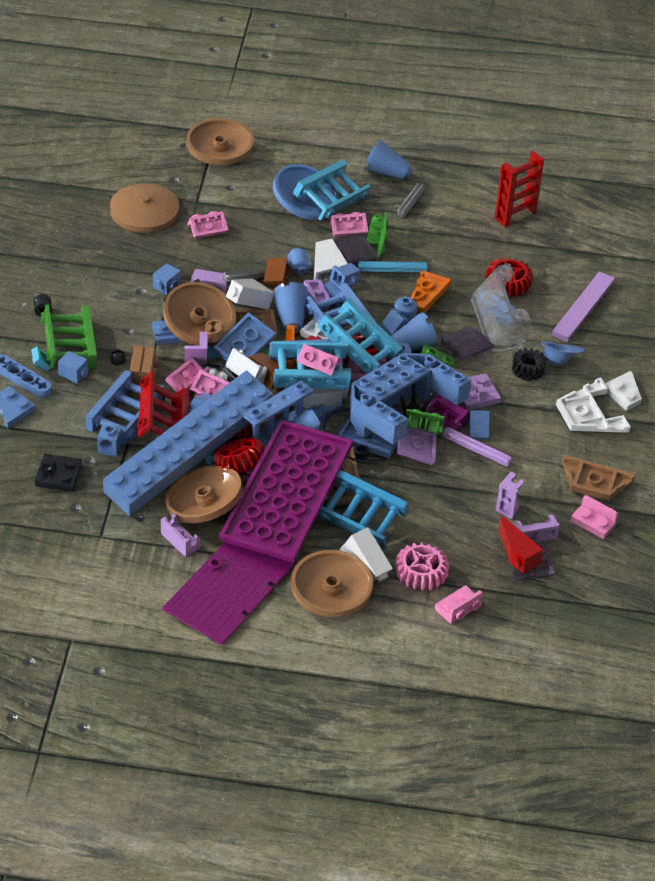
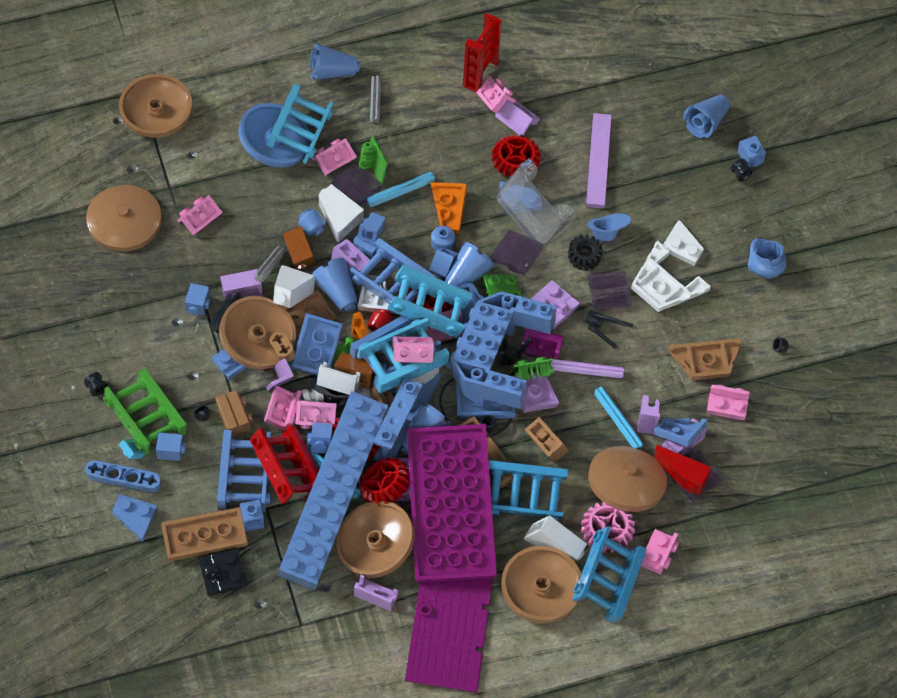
camera: 25 degrees left, 15 degrees up
(59, 439) = (204, 534): none -> medium nougat plate
(388, 628) = (627, 574): none -> dark azure fence
(405, 480) = (546, 440): none -> medium nougat brick
(462, 536) = (627, 478): none -> medium nougat dish
(478, 424) = (574, 341): medium blue slope -> none
(484, 493) = (618, 418): none -> medium azure axle
(509, 414) = (596, 319): none -> black plant
(516, 225) = (495, 94): none -> bright pink bracket
(527, 250) = (517, 117): none -> lavender panel
(533, 516) = (680, 430): none -> medium blue wing
(534, 399) = (609, 290): none -> clear purple slope

